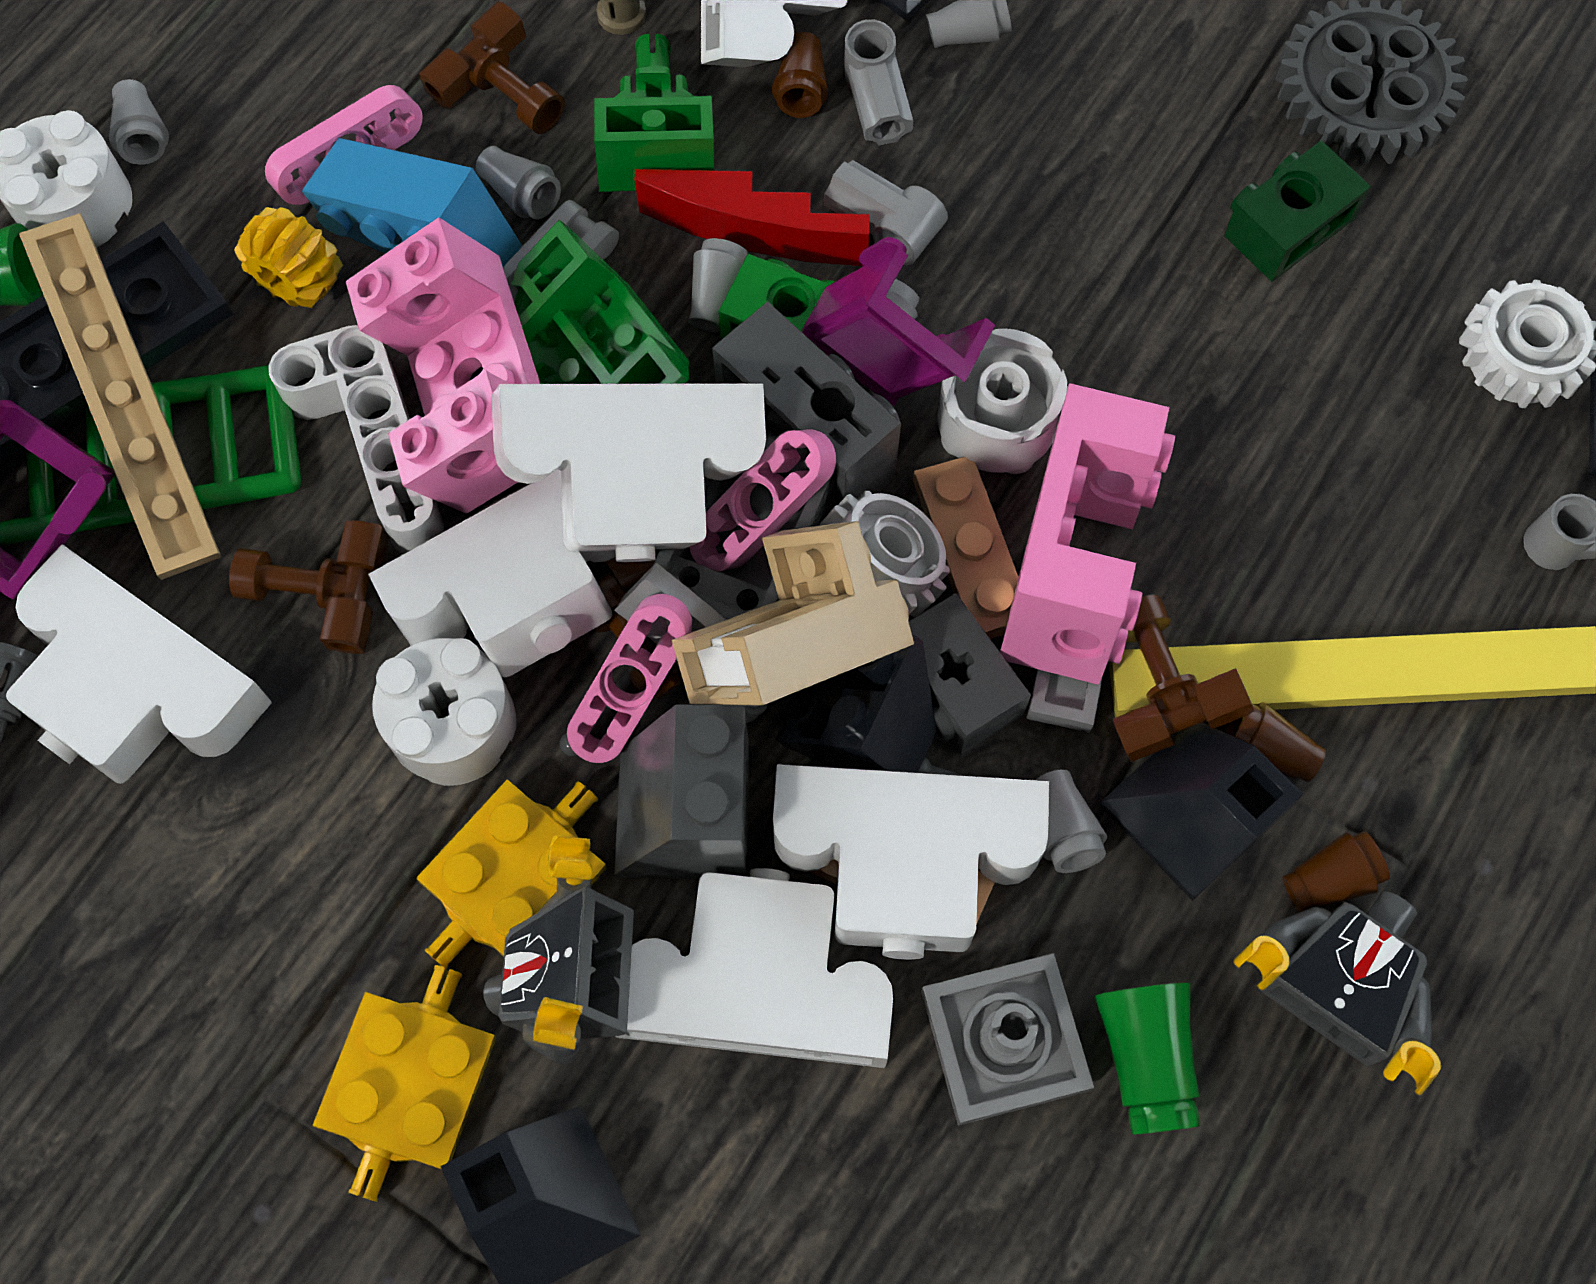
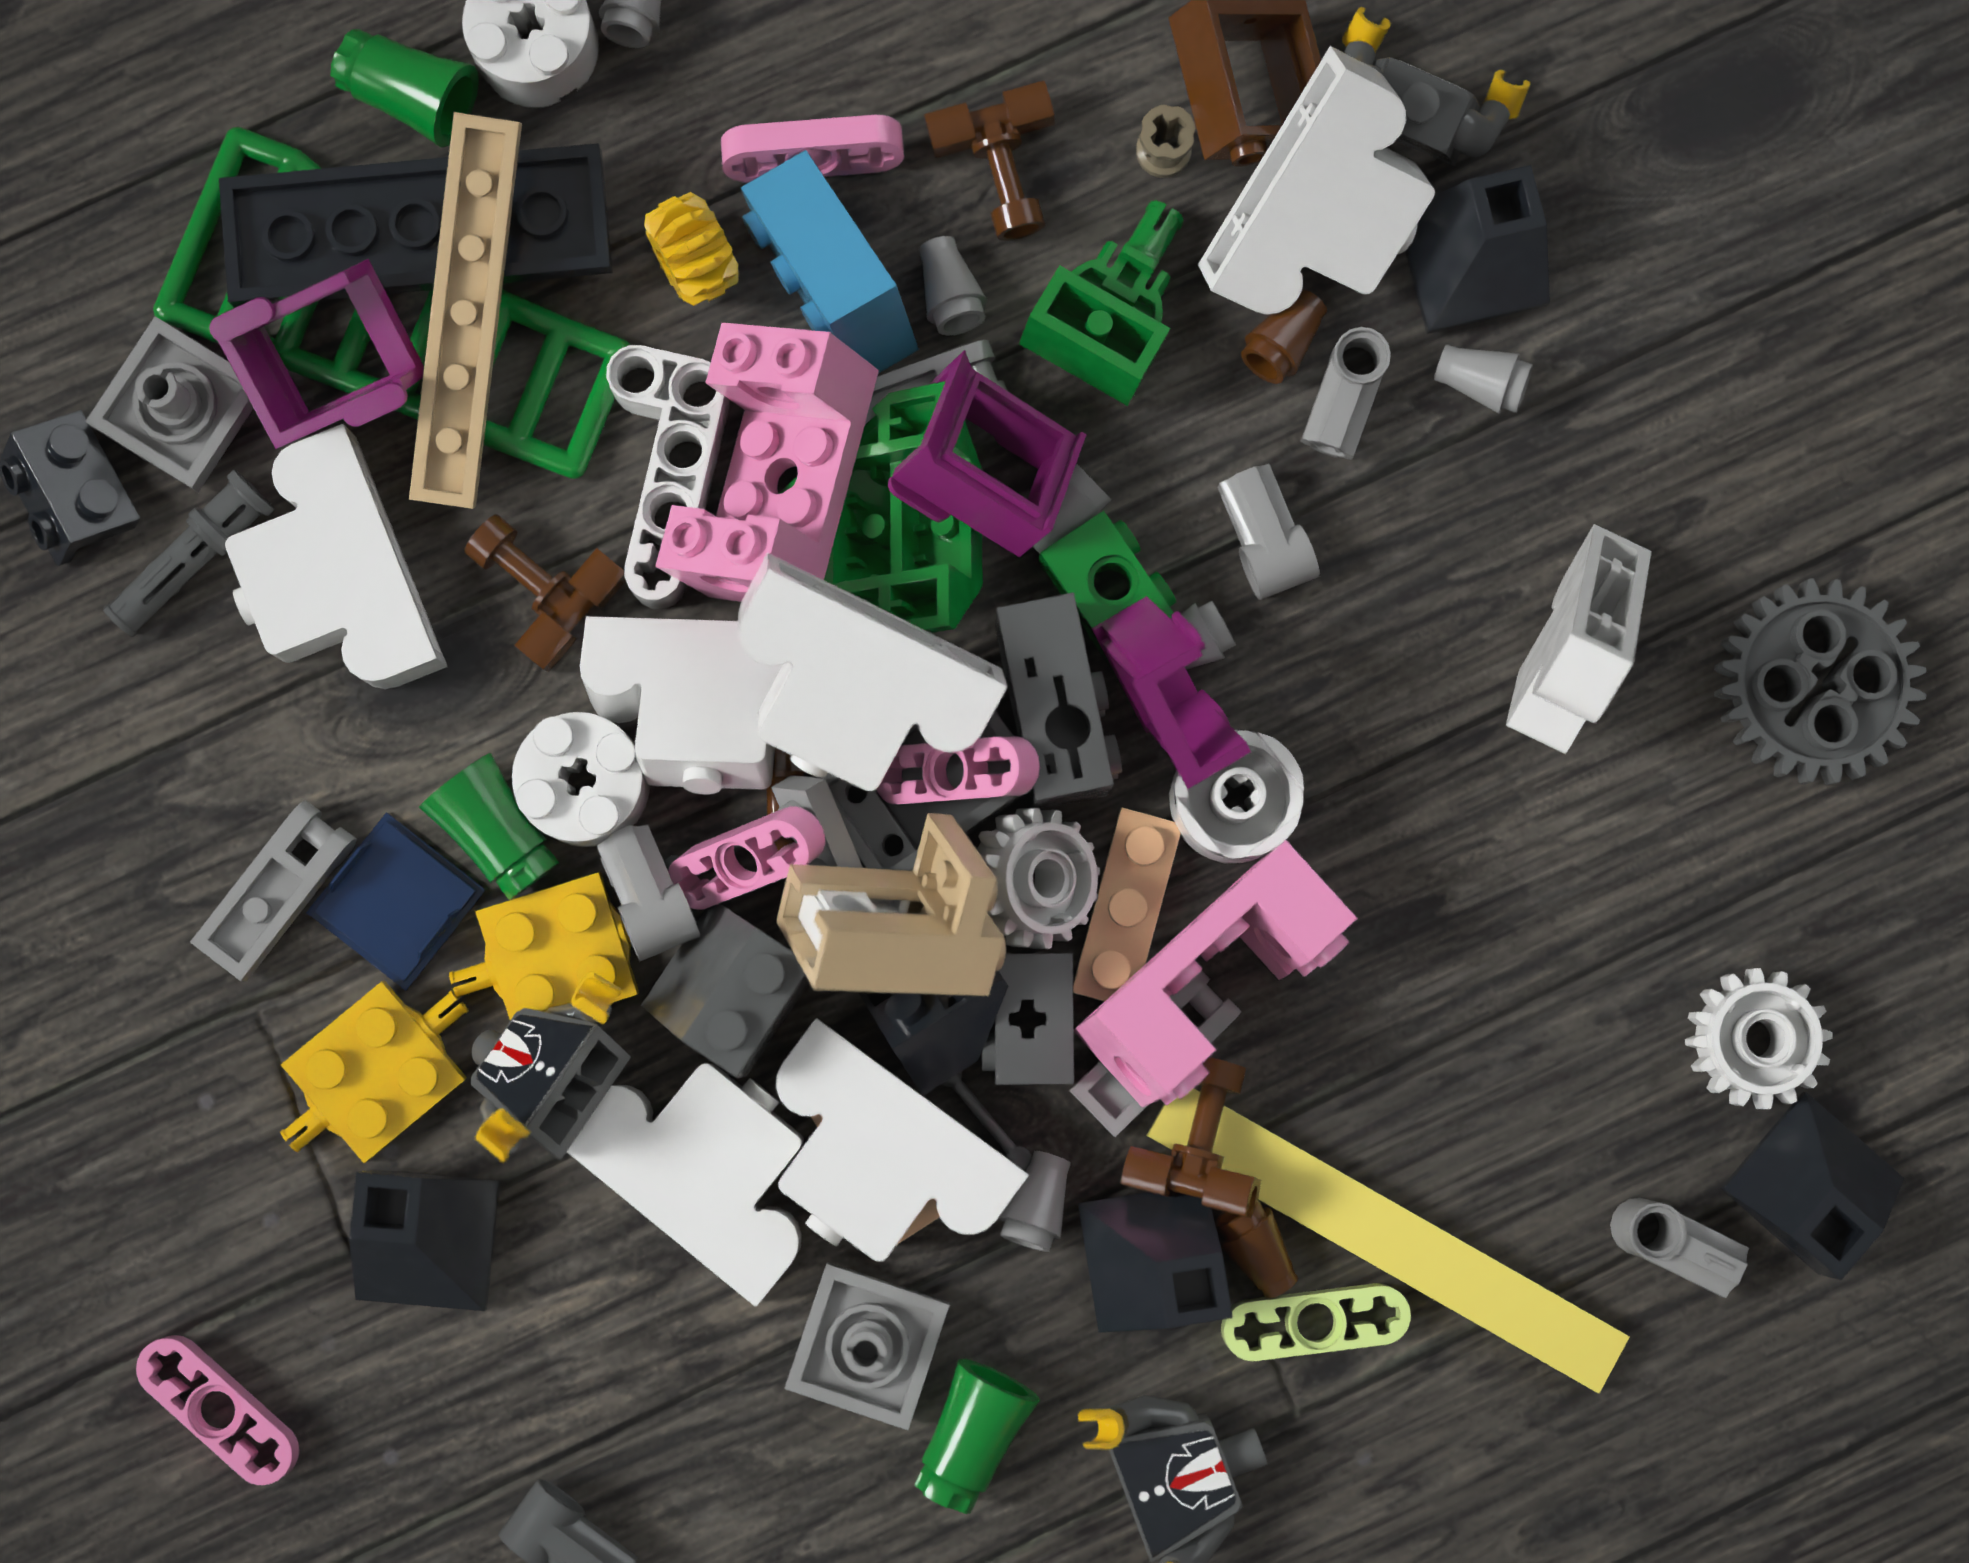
camera: 25 degrees right, 15 degrees up
(218, 980) = (272, 892): none -> light grey plate
(339, 923) = (396, 901): none -> dark blue piece
(386, 797) = (490, 828): none -> green plant
(571, 773) = (651, 905): none -> light grey piece
(632, 262) = (946, 485): none -> magenta piece
(761, 222) = (1124, 445): red slope -> none
(1188, 124) = (1584, 643): none -> white brick
(1324, 199) = (1683, 762): dark green brick -> none
(1337, 873) = (1229, 1388): reddish brown cone -> none
(1390, 777) = (1365, 1331): none -> yellowish green beam

